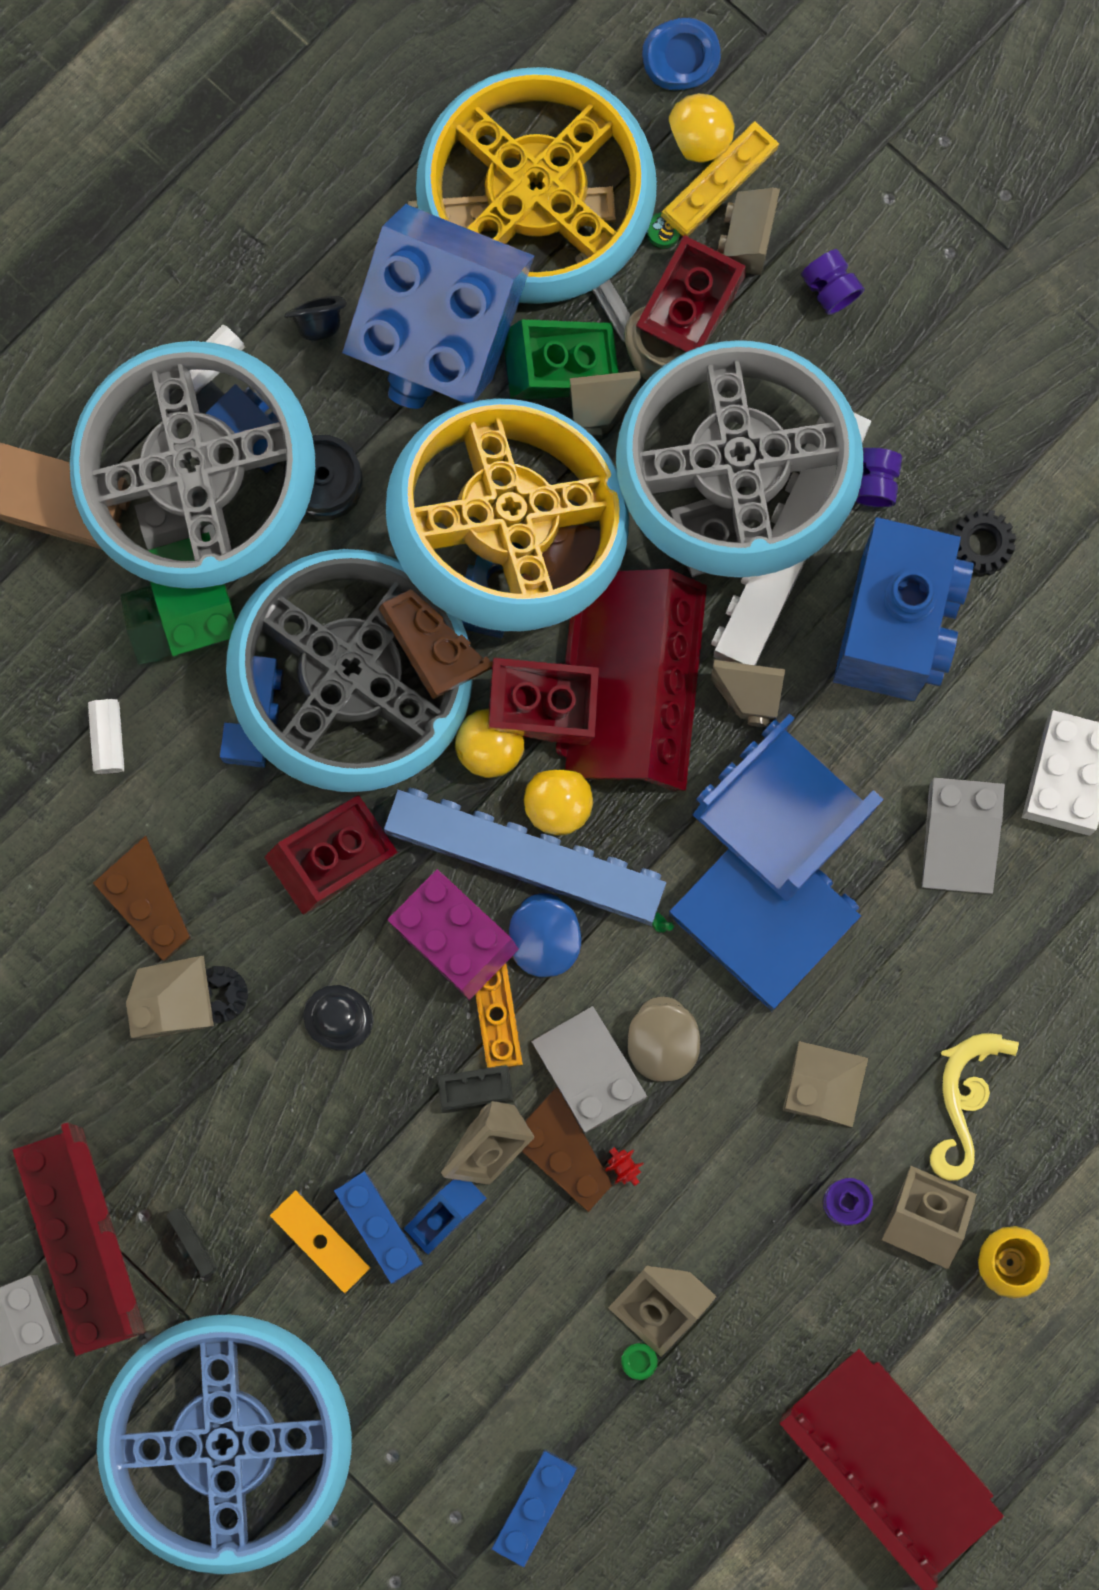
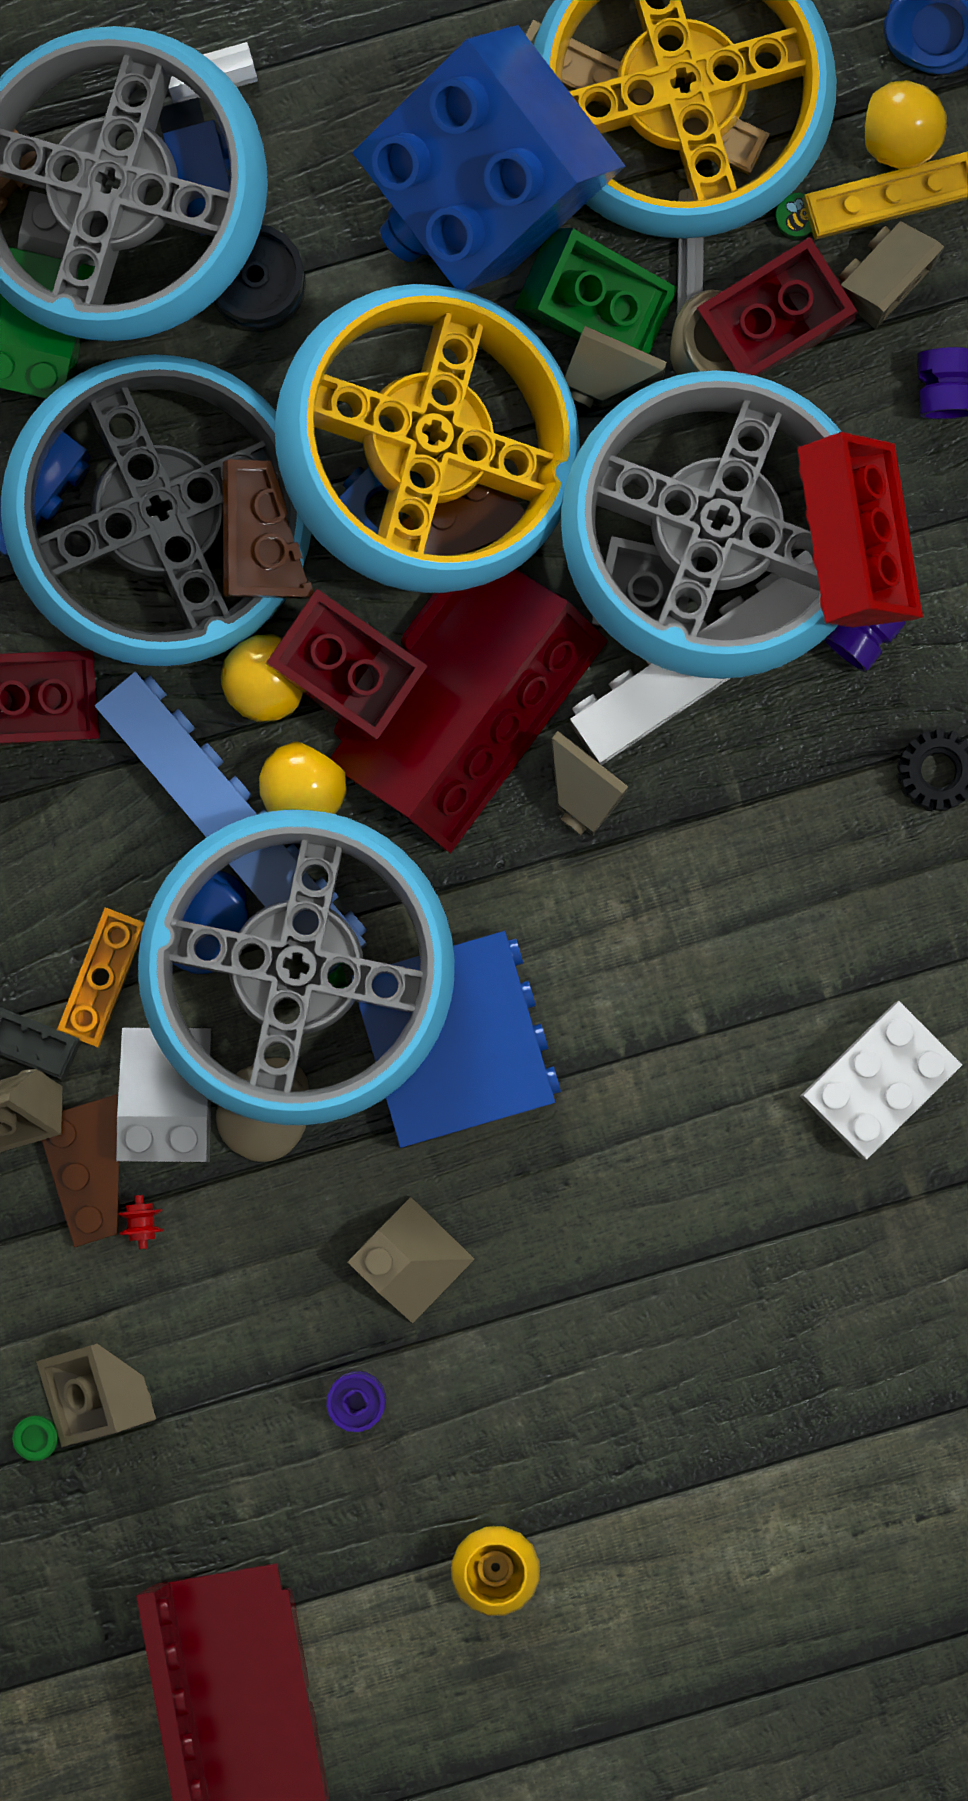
camera: 30 degrees right, 5 degrees up
(318, 317) = (355, 94): black hat -> none
(453, 934) = (100, 862): magenta brick -> none
(726, 892) = (171, 941): none -> light grey wheel
(782, 810) = (539, 937): panel -> none
(841, 404) = (859, 531): none -> red slope
(897, 611) = (788, 793): blue brick -> none
(929, 1217) = (436, 1468): dark tan slope -> none
(959, 1056) = (574, 1314): light yellow plant -> none
(962, 835) = (720, 1079): light grey slope -> none

